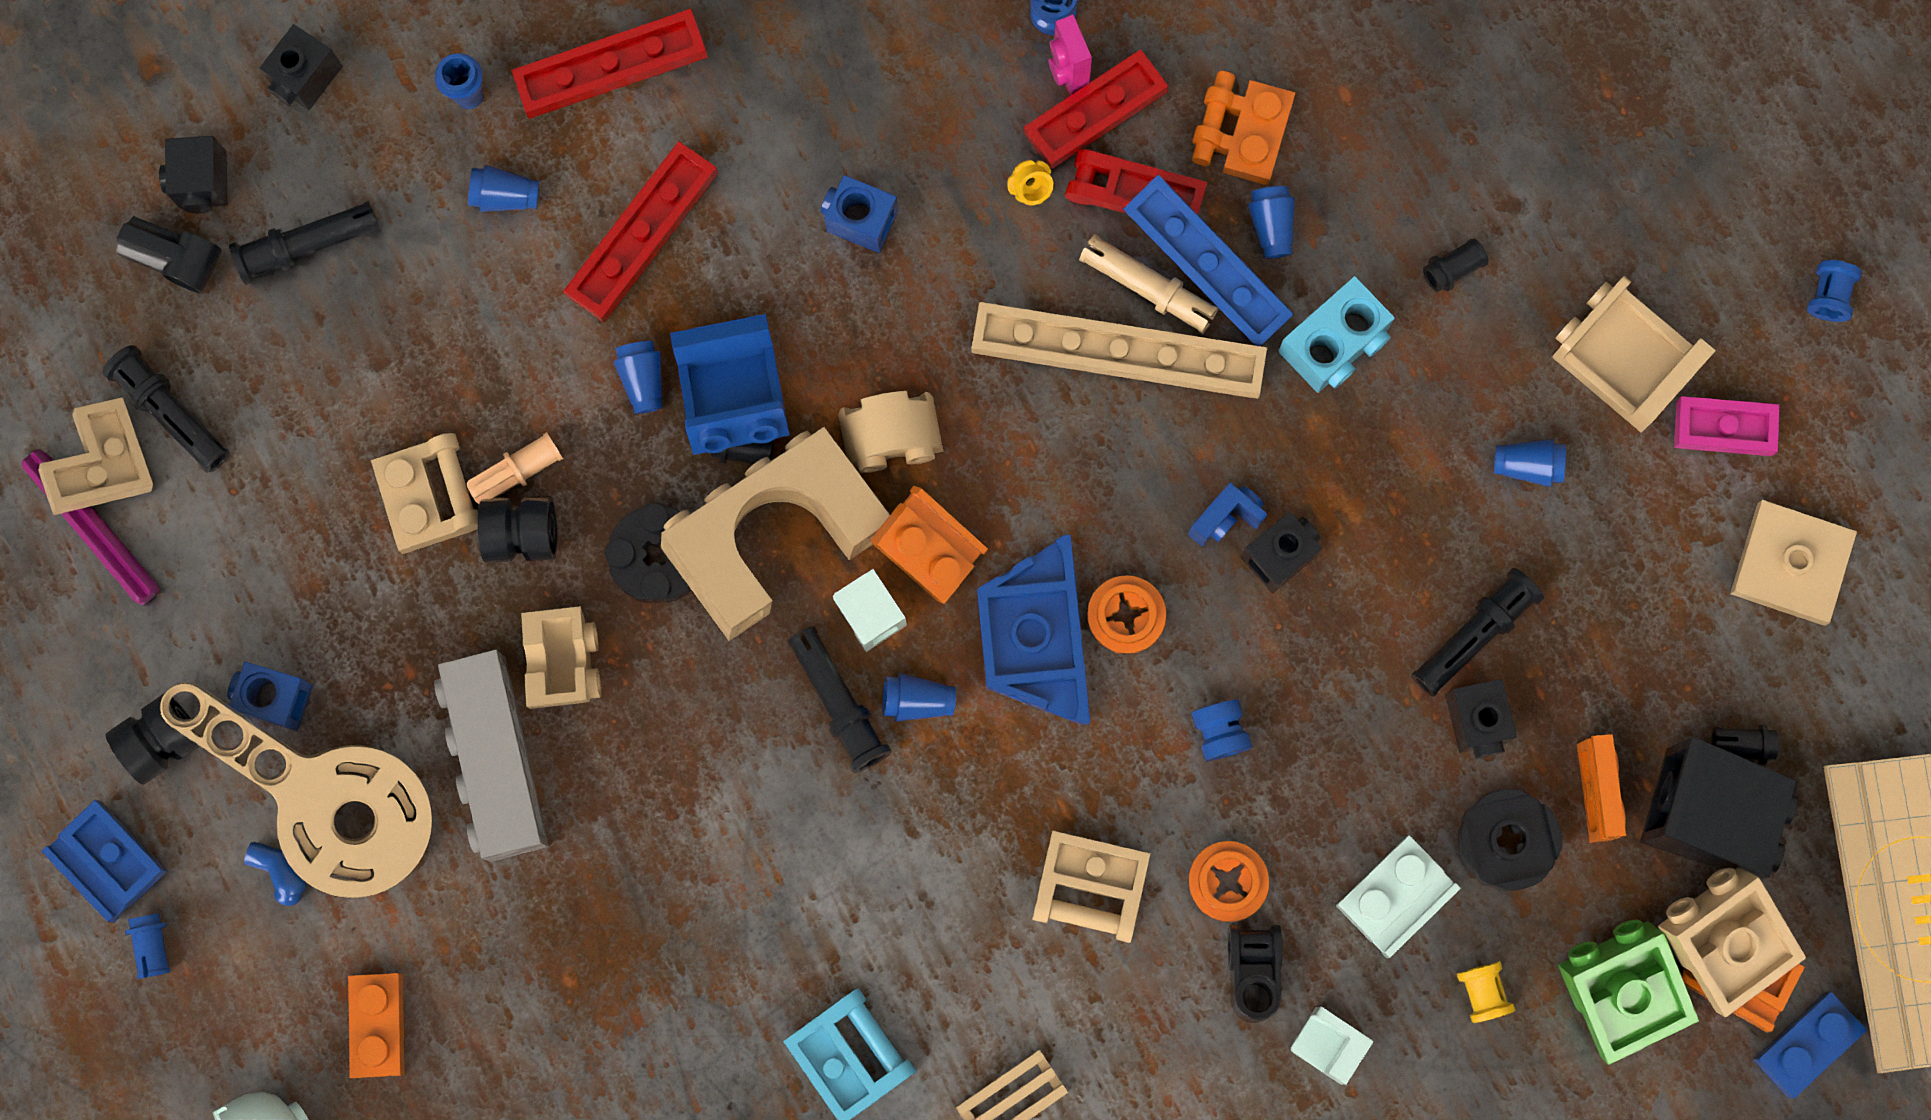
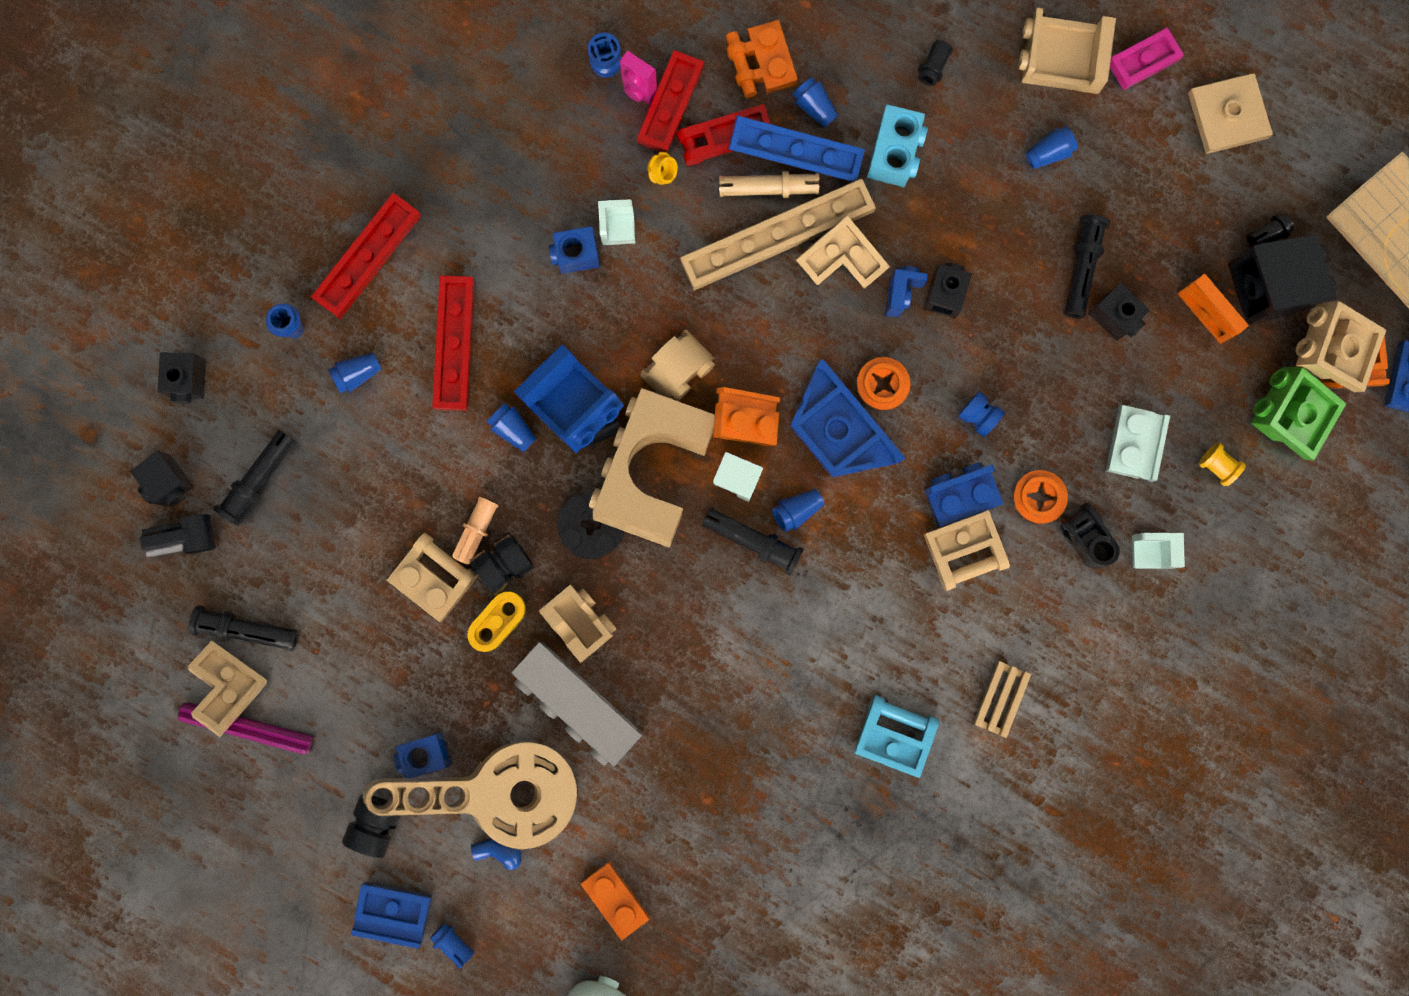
camera: 40 degrees left, 5 degrees up
(467, 594) = (497, 621): none -> yellow plate
(931, 211) = (616, 222): none -> light aqua panel
(1134, 814) = (963, 495): none -> blue bracket
(1189, 415) = (844, 246): none -> tan plate
(1523, 815) = (1198, 371): black plate -> none

